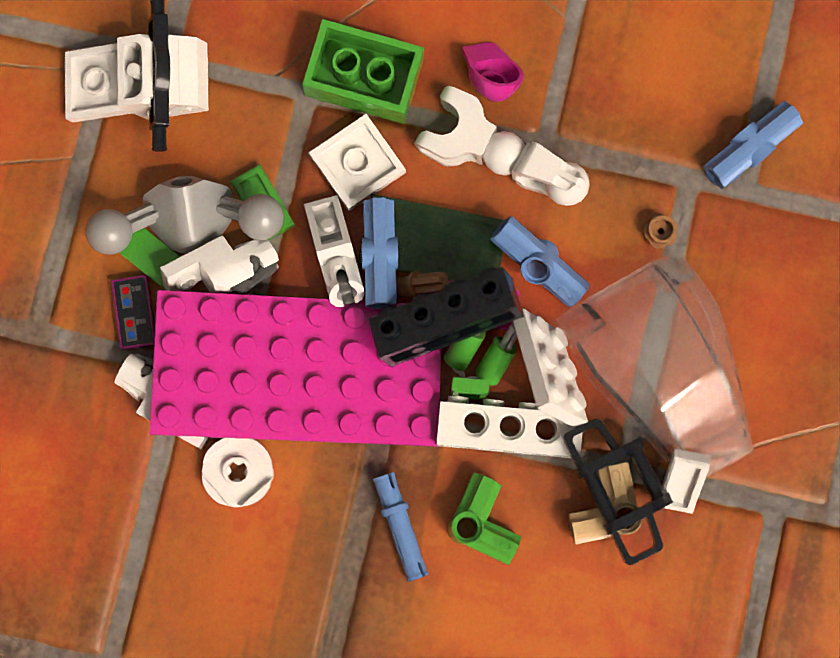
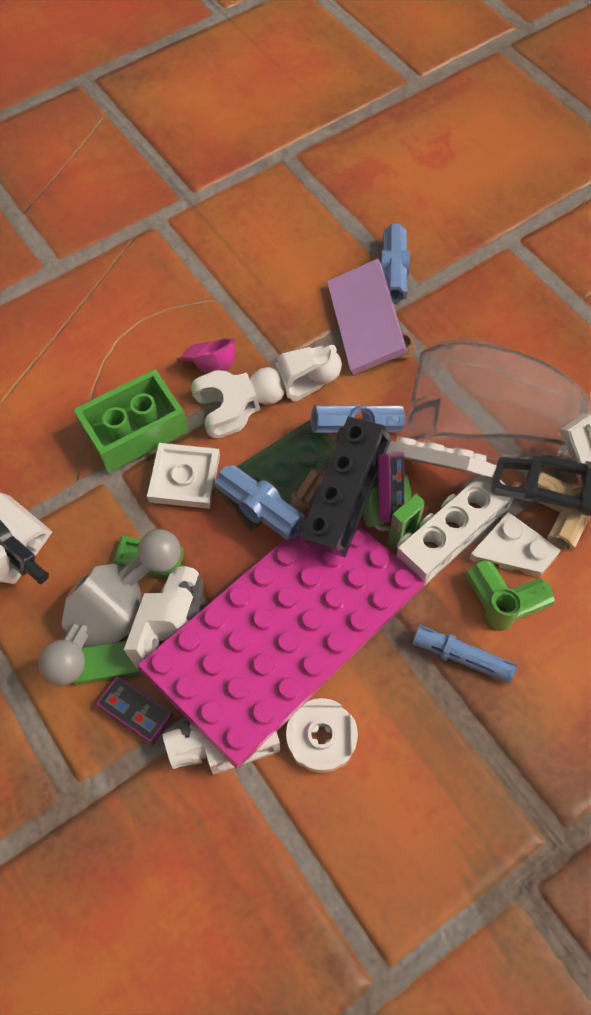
camera: 45 degrees left, 20 degrees down
(334, 251) = (229, 531): white plate -> none
(483, 351) = (390, 484): none -> tile
(537, 493) = (516, 548): none -> white wing
(662, 172) = (366, 317): none -> lavender tile

